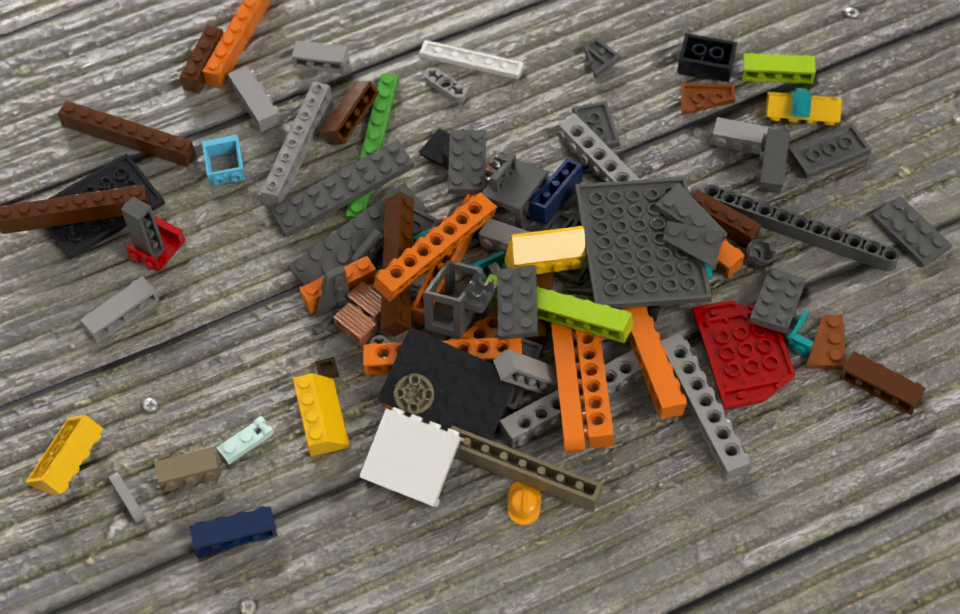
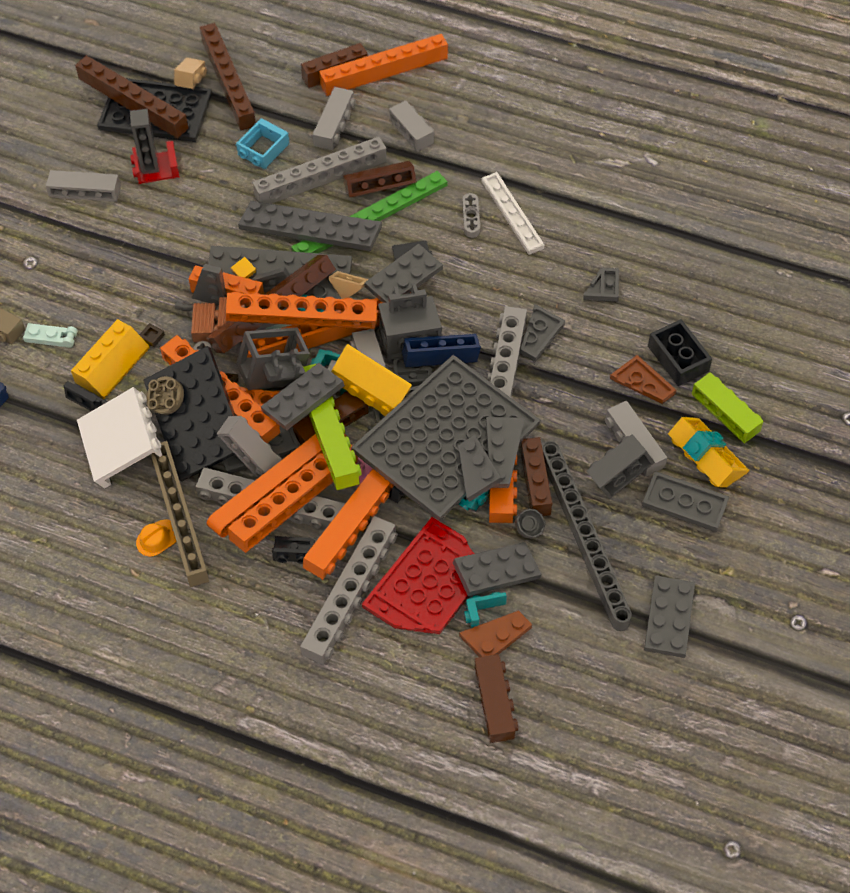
camera: 45 degrees right, 0 degrees up
(95, 154) = (189, 73): none -> tan brick
(337, 258) = (243, 268): none -> yellow tile
(341, 457) = (82, 397): none -> black hinge
(432, 203) = (346, 284): none -> tan slope
(631, 416) = (291, 548): none -> black bracket

